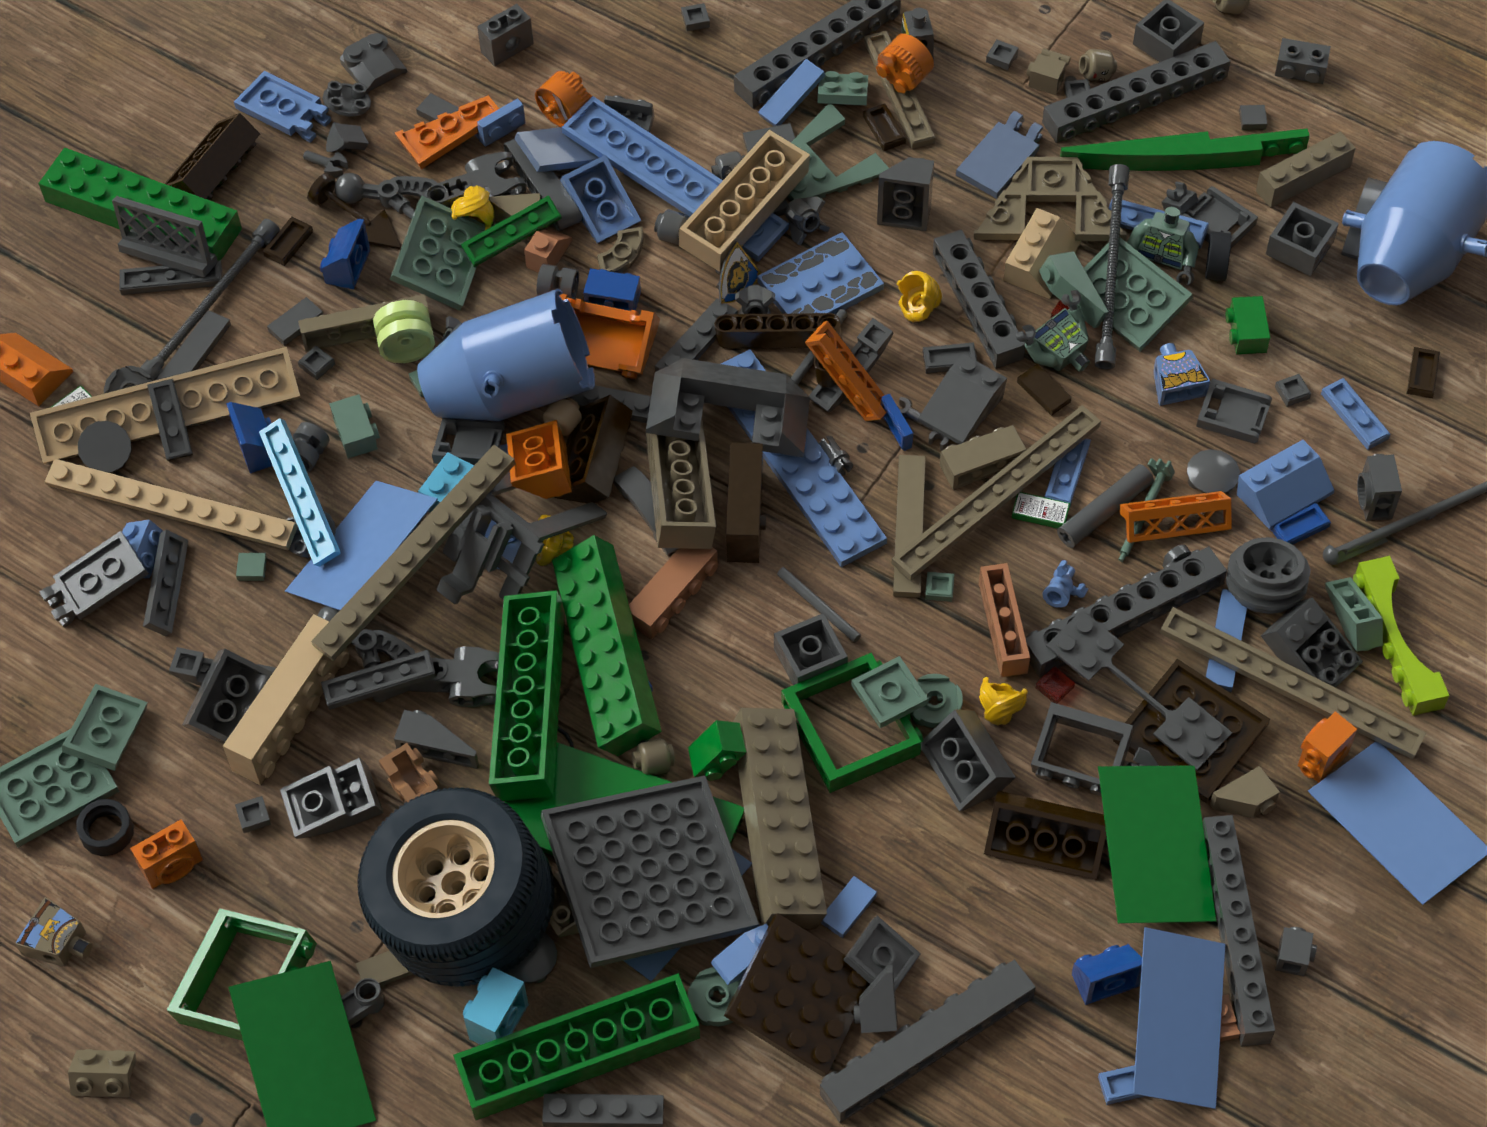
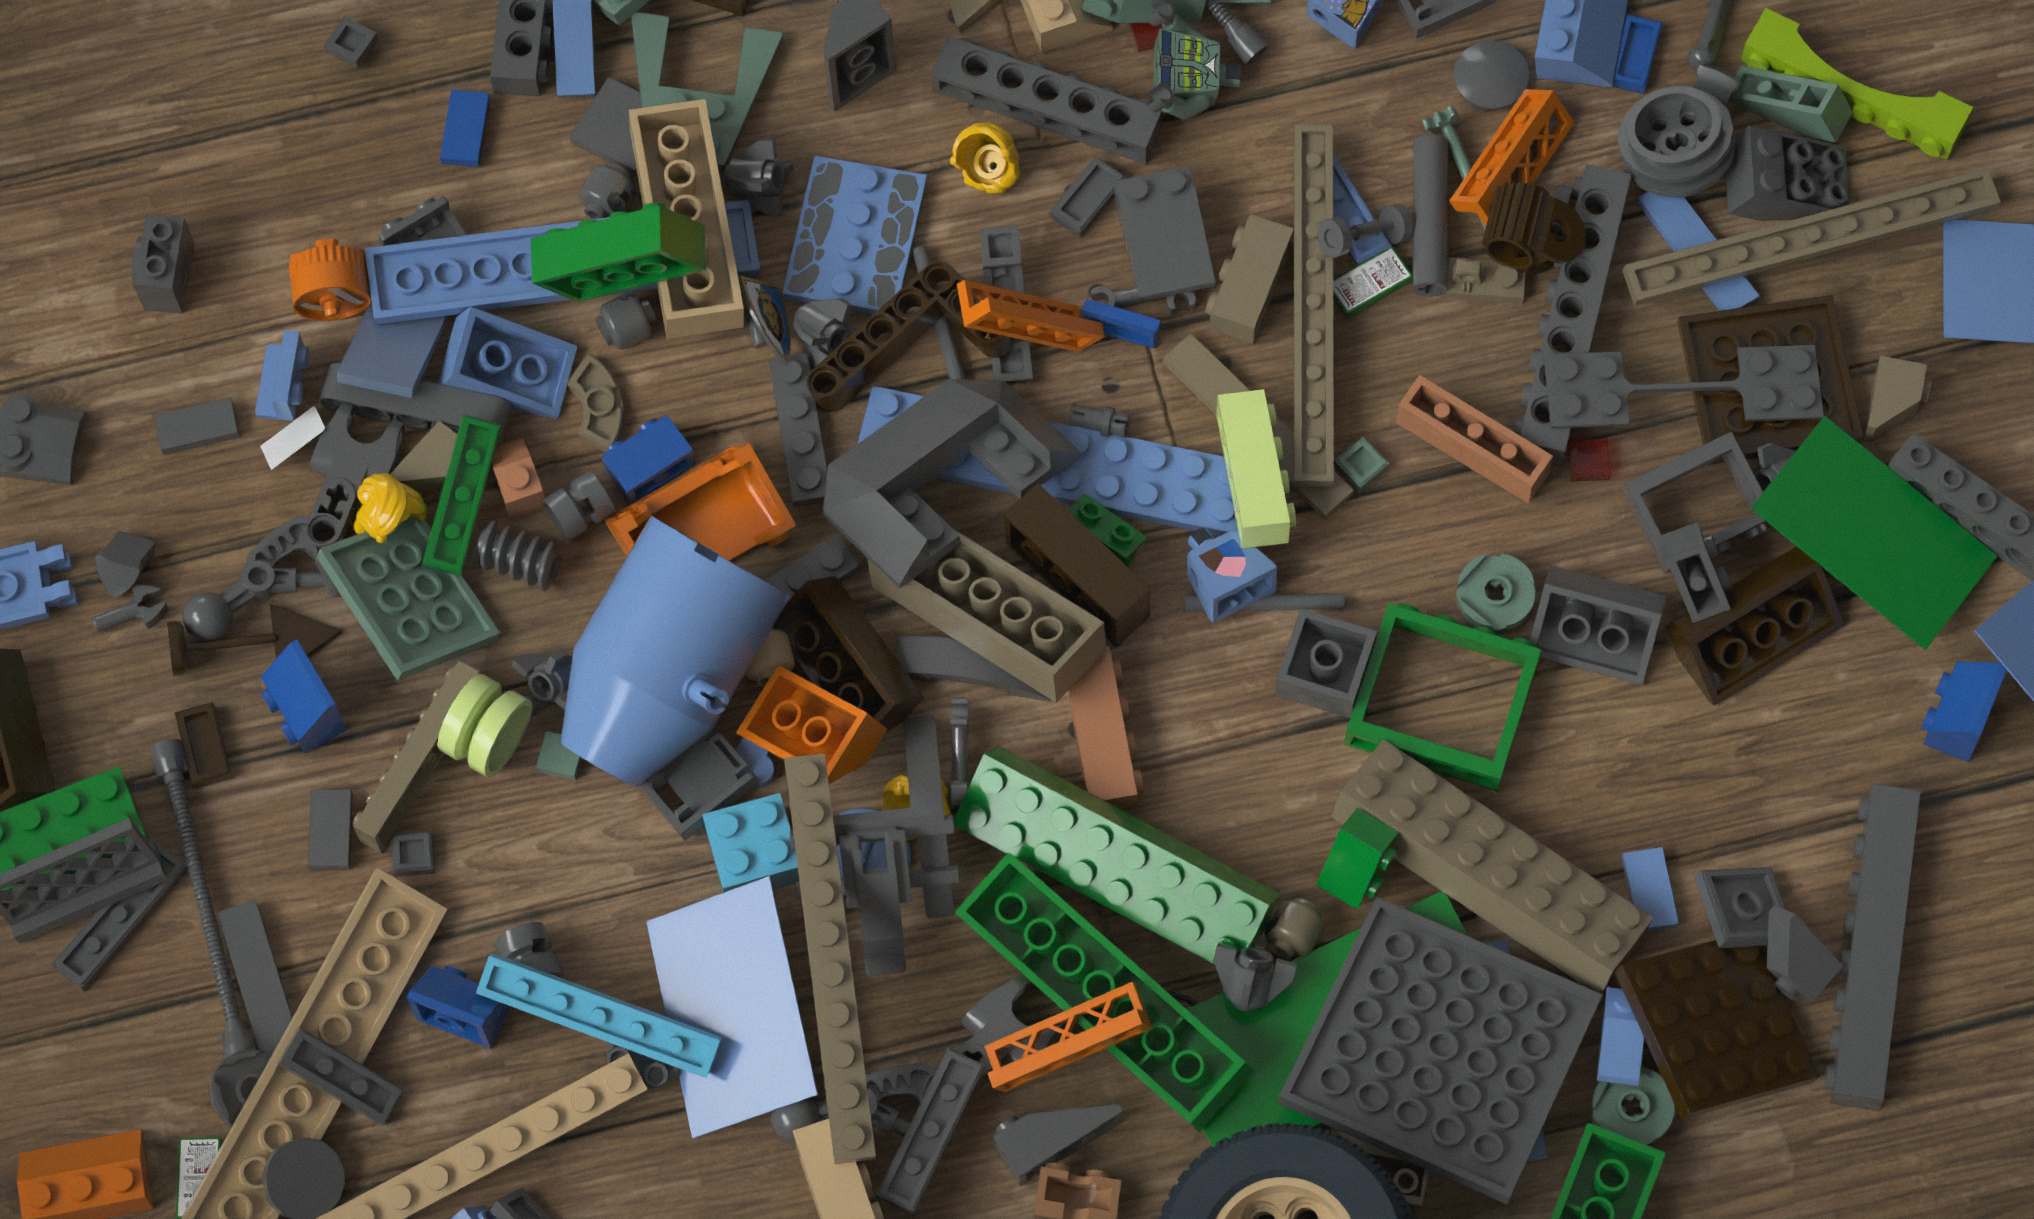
camera: 45 degrees left, 10 degrees up
(251, 567) = (626, 1148): sand green tile -> none
(347, 98) = (64, 512): dark grey dish -> none
(354, 426) = (550, 884): sand green brick -> none
(438, 137) = (233, 454): orange wing -> none
(473, 149) = (292, 437): none -> white sticker
(484, 699) = (1071, 1046): none -> orange fence
(507, 278) = (517, 556): none -> dark grey piece
(603, 751) = (1251, 977): none -> dark grey brick
(611, 524) = (960, 733): none -> flat silver bar
(687, 178) = (618, 253): none -> green brick
(702, 92) = (465, 128): none -> blue tile
(779, 502) = (1108, 528): none -> green hinge
(812, 572) = (1226, 574): none -> medium blue torso
(877, 533) = (1254, 469): none -> yellowish green brick
(889, 692) = (1460, 627): sand green plate -> none
(1000, 701) = (1565, 528): yellow hair -> none
(1037, 773) = (1695, 572): none -> dark grey brick
(1044, 389) = (1224, 141): dark brown tile -> none
(1061, 586) = (1484, 347): medium blue piece -> none
(1082, 493) = (1336, 236): none -> dark grey wheel
(1100, 560) = (1484, 281): none -> dark tan hinge
(1142, 548) = (1522, 233): none -> dark brown piece
(1322, 573) = (1717, 82): none -> dark grey tile
(1326, 746) = (1919, 274): orange brick -> none

